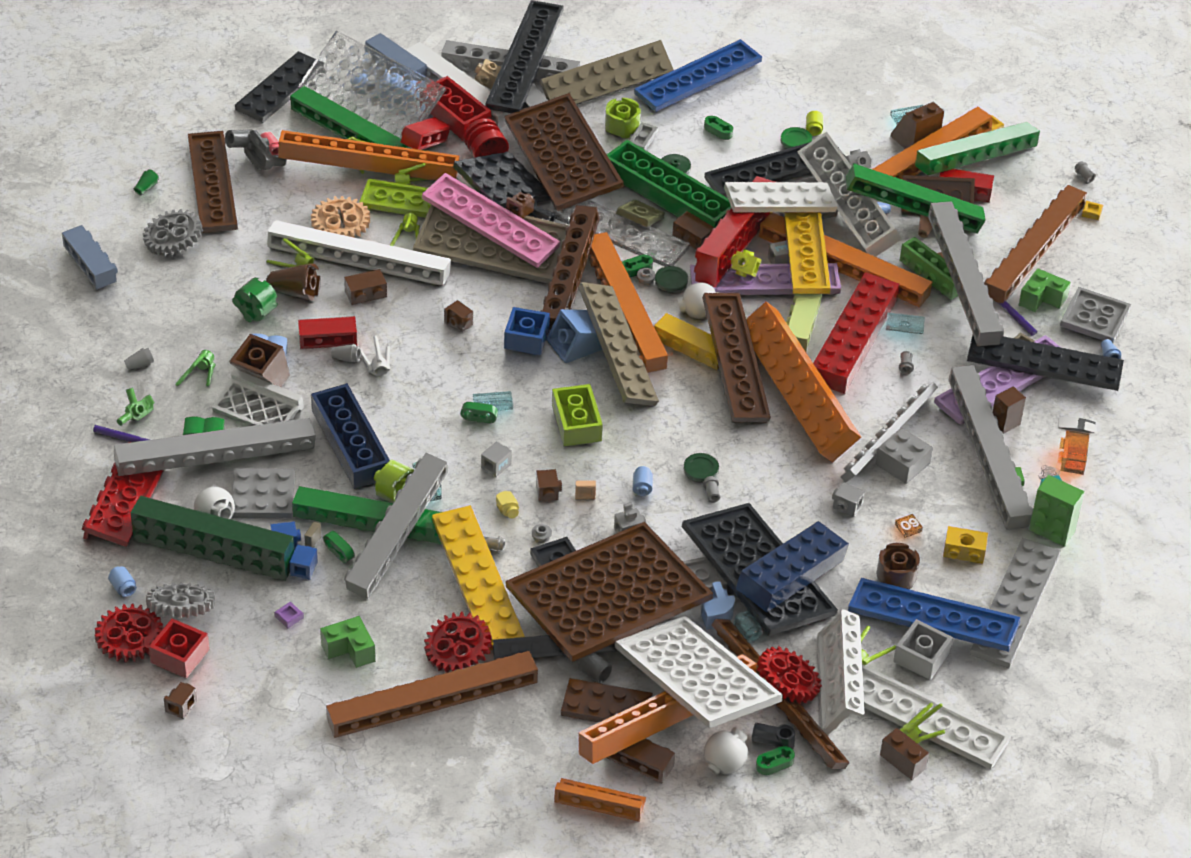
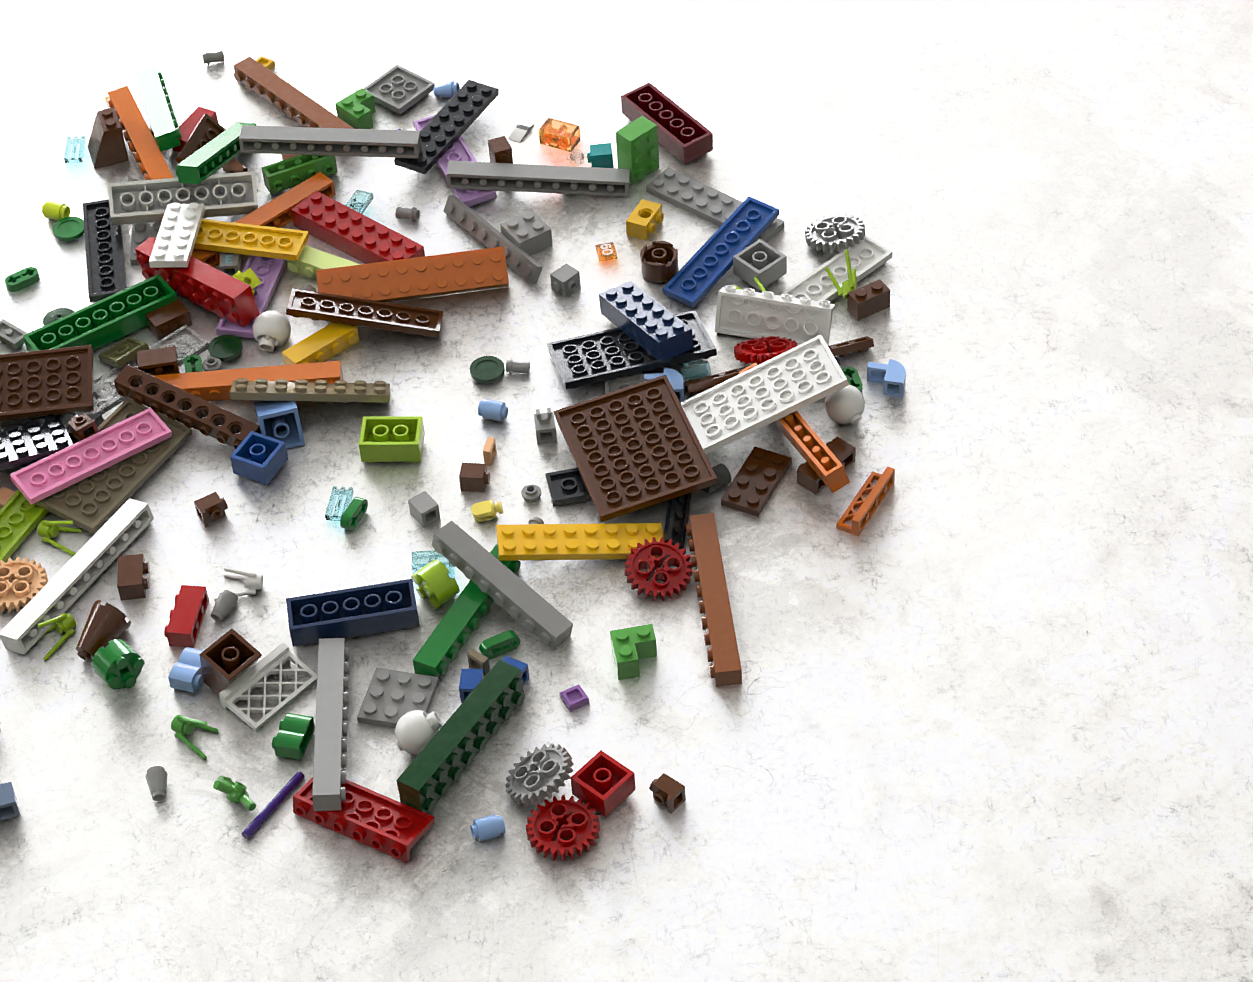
camera: 70 degrees left, 0 degrees up
(624, 234) = (159, 361): none -> reddish brown brick
(789, 794) = (891, 375): none -> light blue brick
(1004, 708) = (835, 233): none -> light grey gear
(1126, 533) = (675, 127): none -> dark red brick

